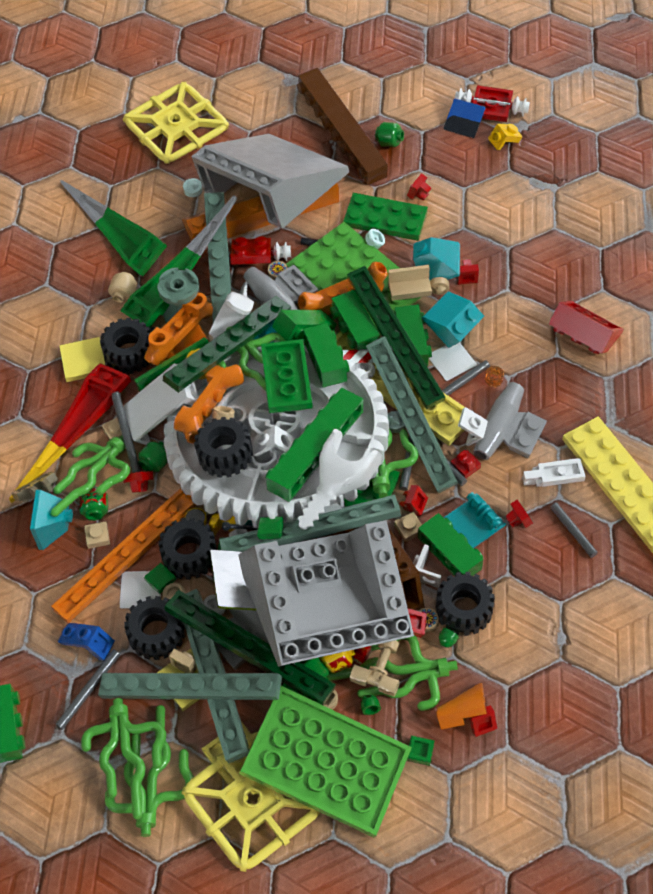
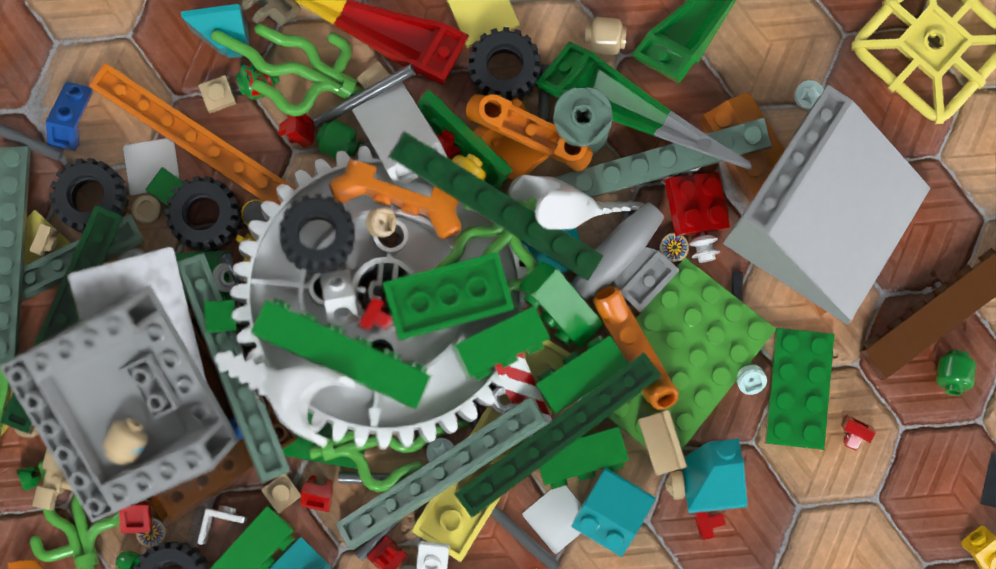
camera: 80 degrees right, 25 degrees up
(290, 419) = (373, 316): none -> red tile
(355, 595) = (125, 441): none -> tan head

